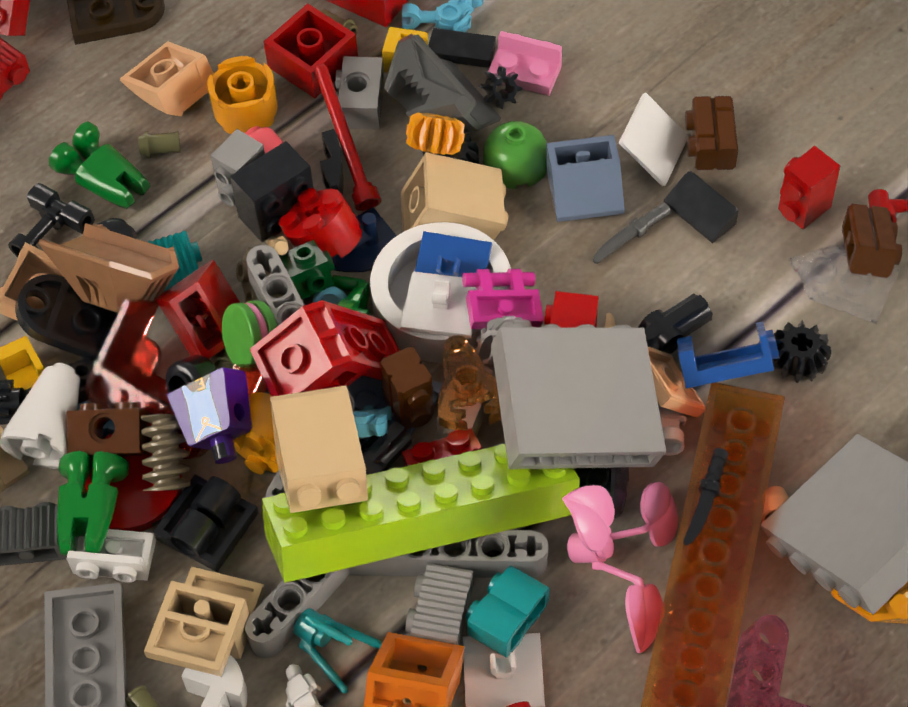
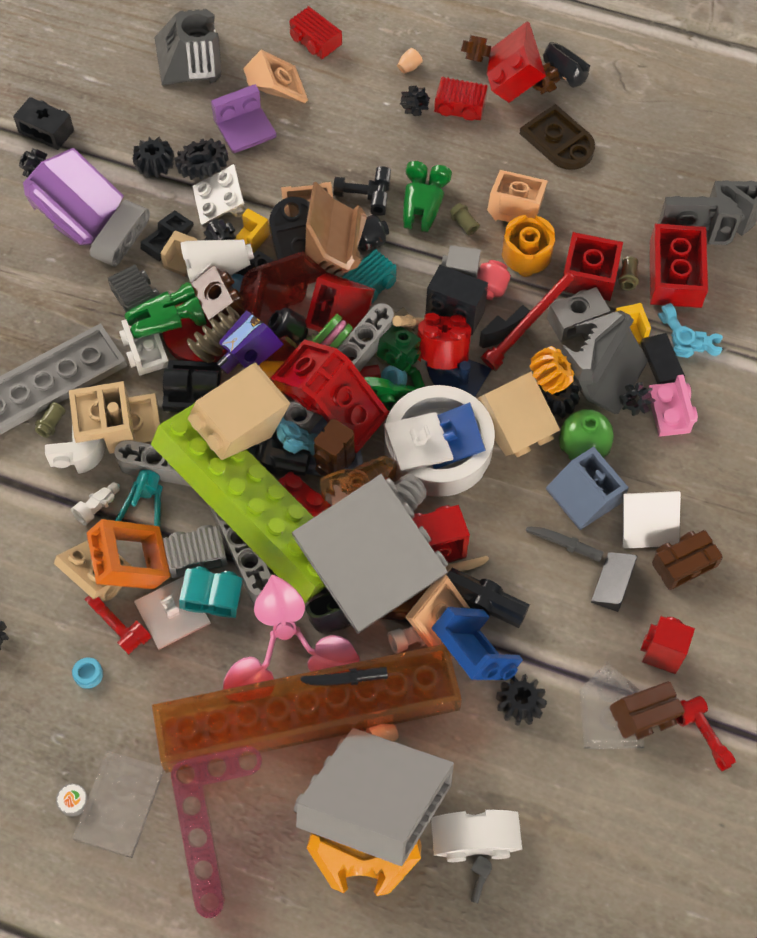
camera: 60 degrees right, 5 degrees up
(489, 304) = (434, 481): dark pink plate -> none

